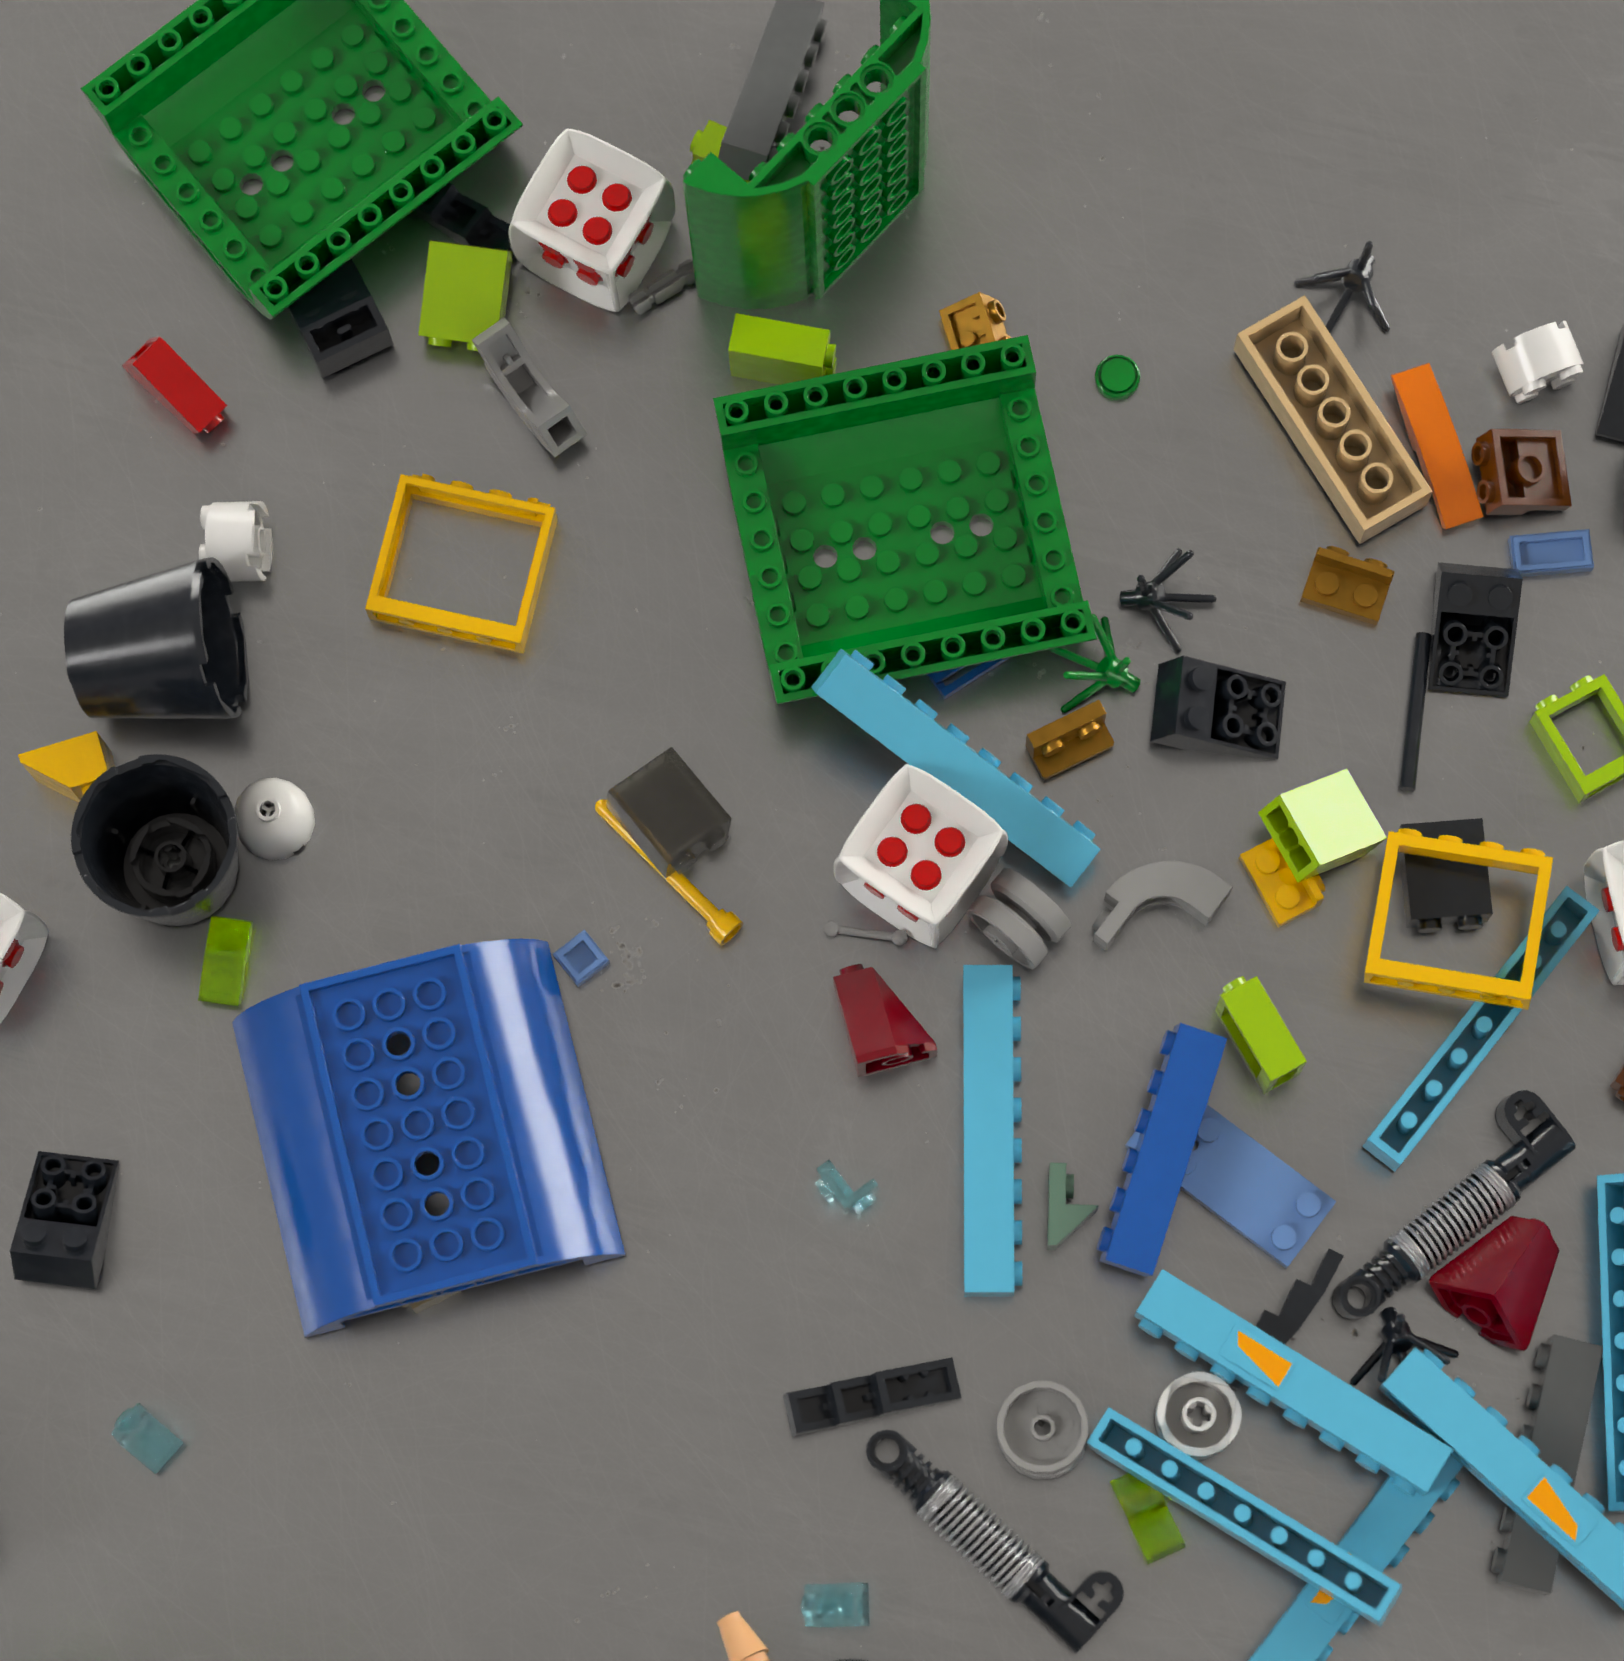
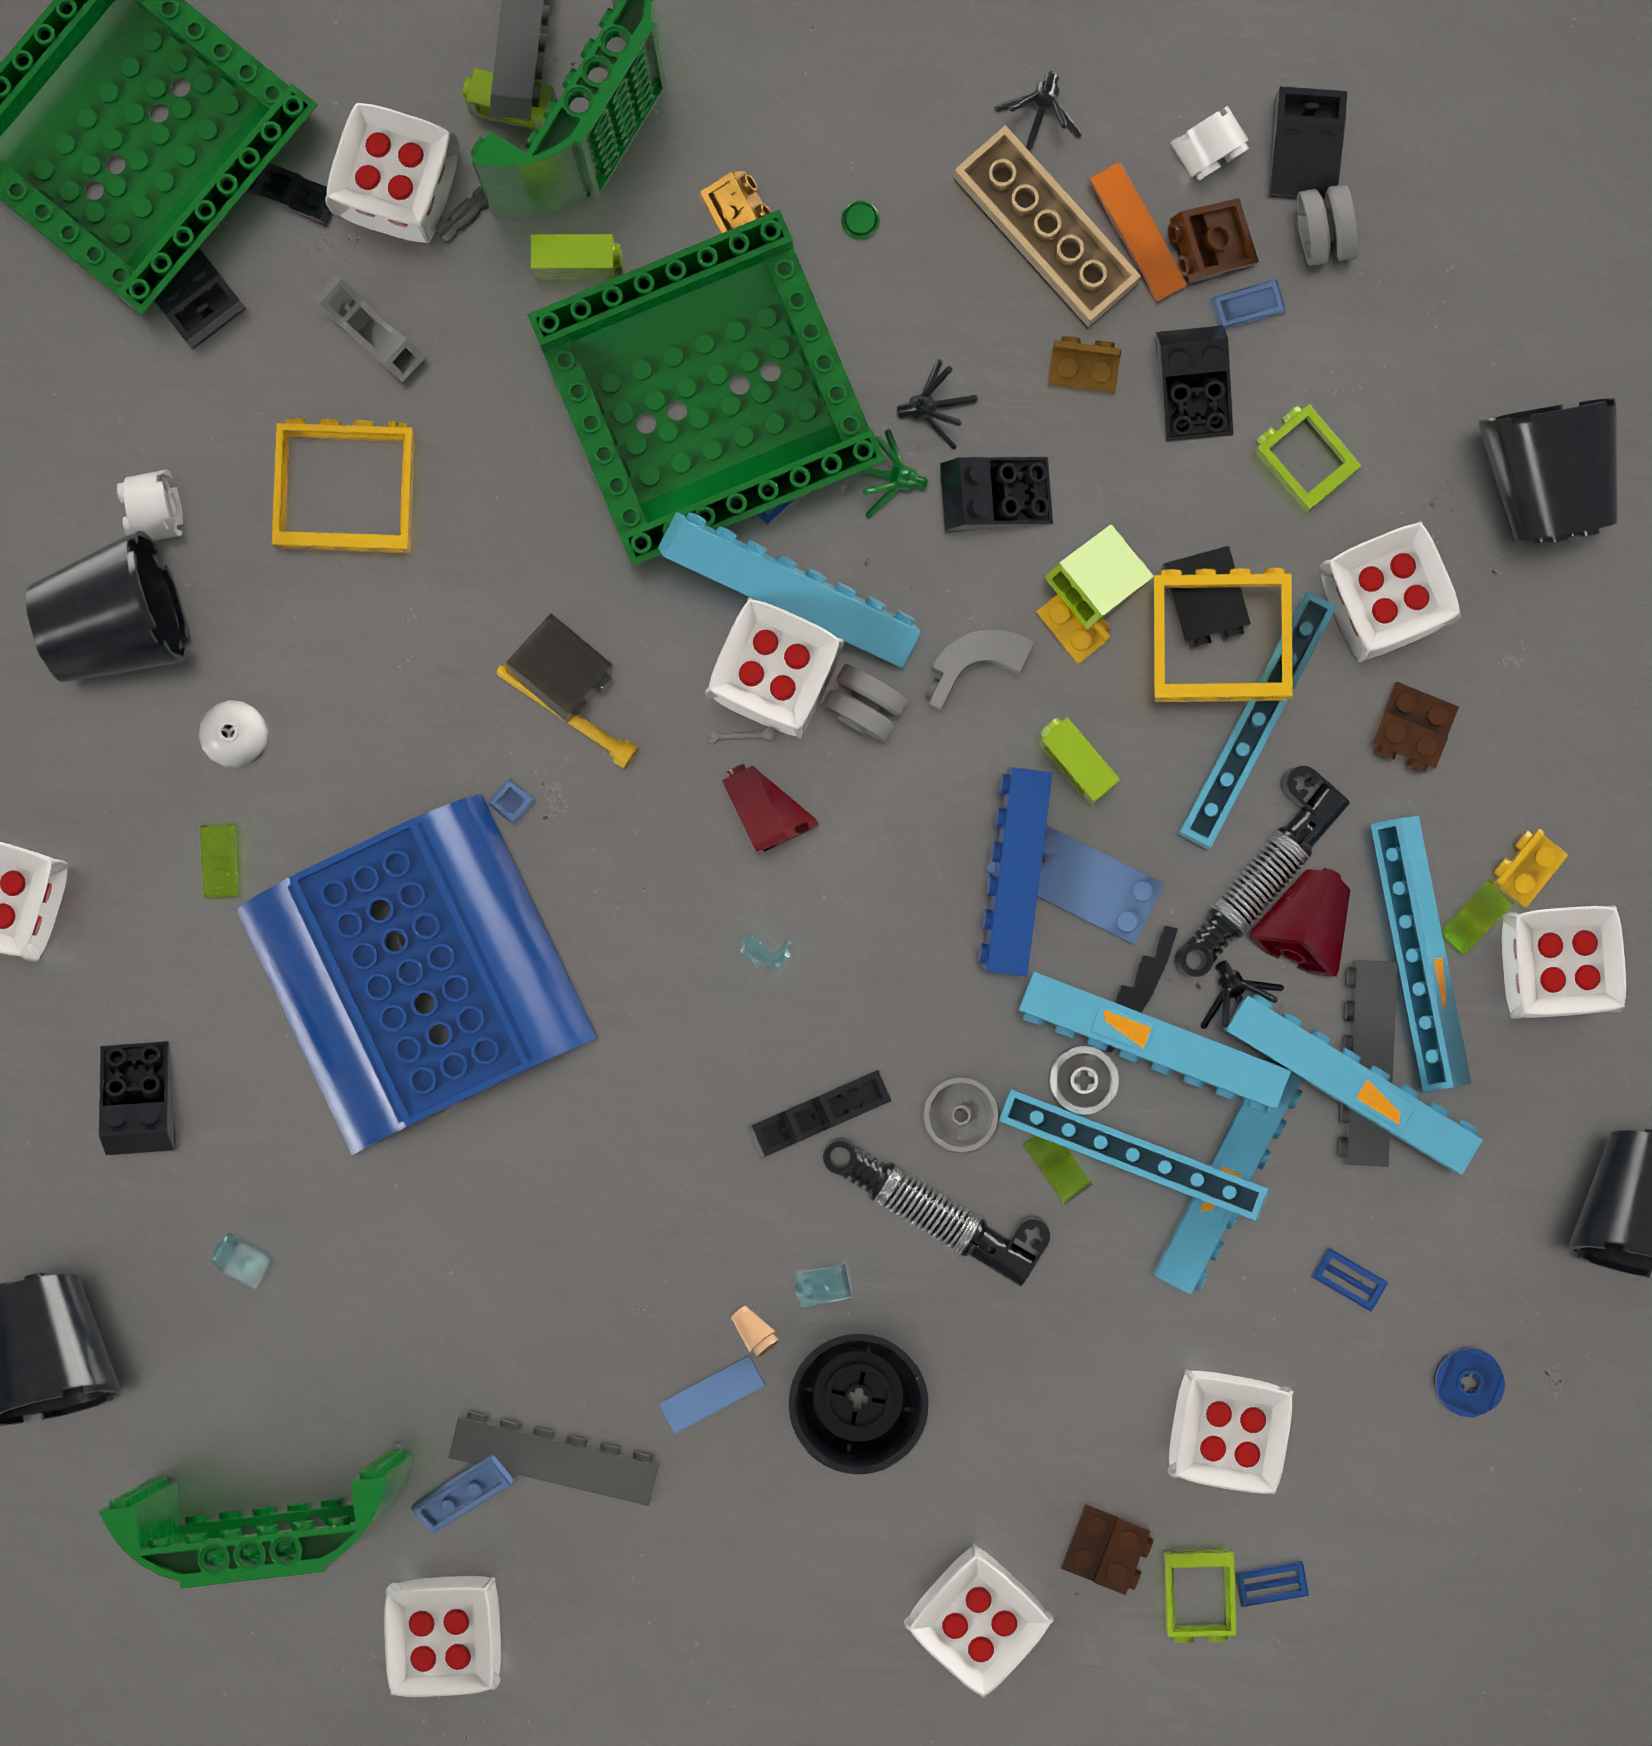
camera: 10 degrees left, 10 degrees up
(69, 764) = (63, 726): yellow slope -> none
(141, 819) = (118, 777): black cone -> none
(175, 385) = (69, 380): red slope -> none
(463, 292) = (296, 253): lime brick -> none
(989, 1131) = (873, 880): medium azure brick -> none
(1063, 1218) = (944, 940): sand green slope -> none
(1069, 740) = (879, 543): pearl gold bracket -> none
(1415, 711) = (1159, 461): black bar -> none

